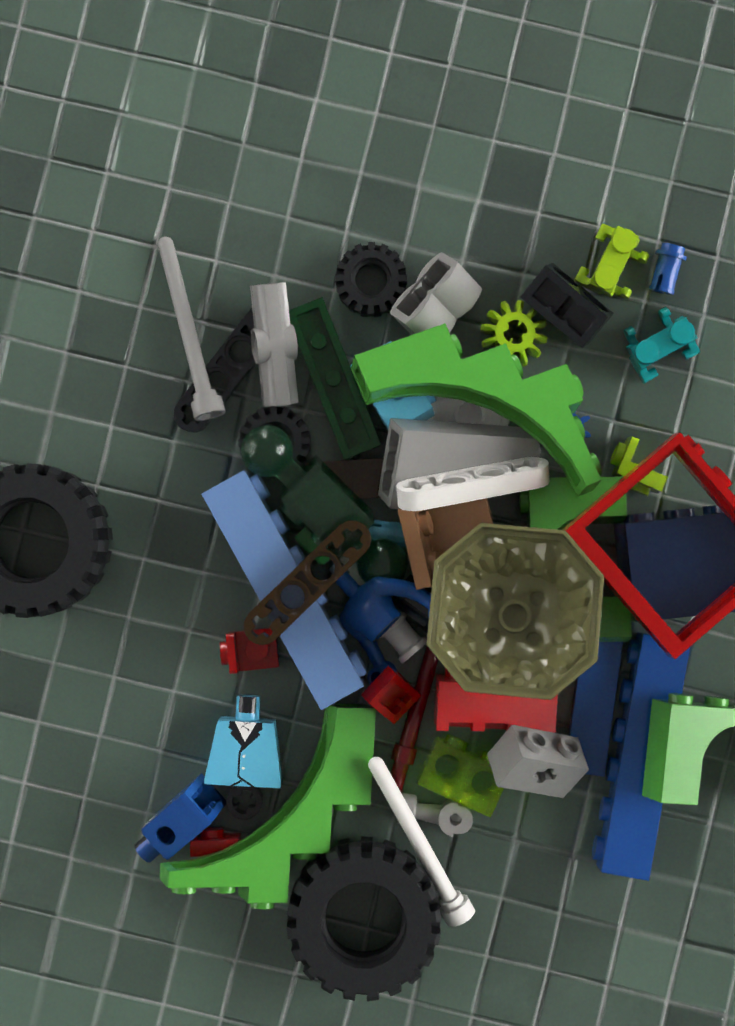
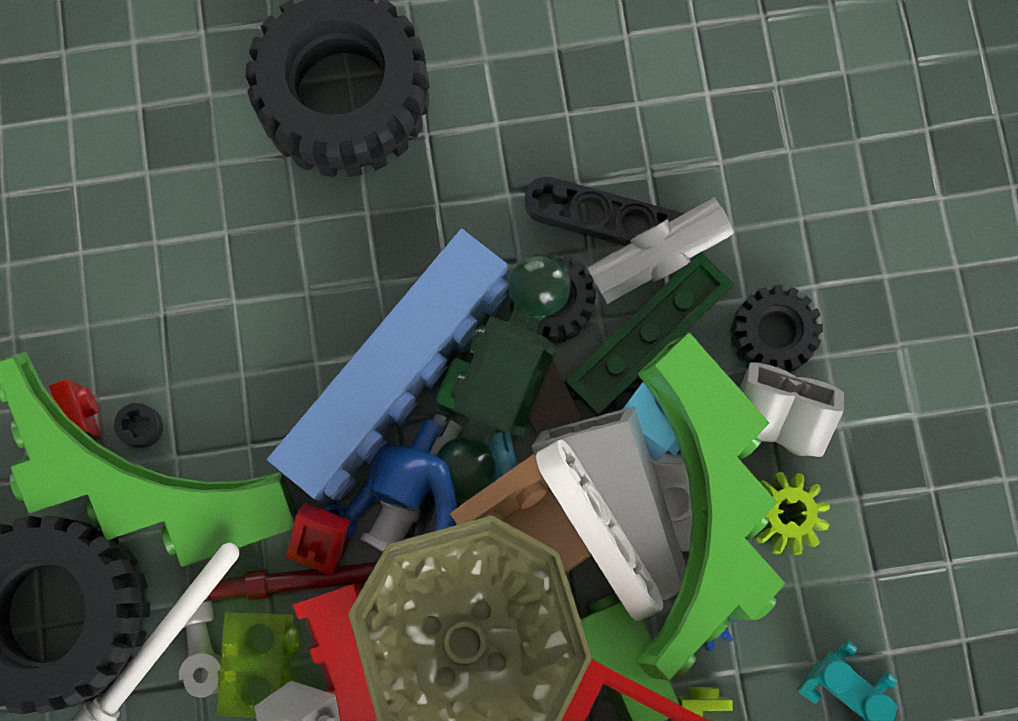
camera: 75 degrees right, 10 degrees down
(180, 820) = (89, 360): blue torso -> none
(206, 402) = (564, 205): light grey piece -> none
(245, 655) = (308, 361): red bracket -> none
(245, 749) = (195, 402): medium azure torso -> none
(311, 586) = (411, 377): dark brown beam -> none
(566, 305) = (848, 560): black brick -> none
(612, 262) = (919, 593): lime piece -> none
(667, 268) = (941, 662): blue pin -> none

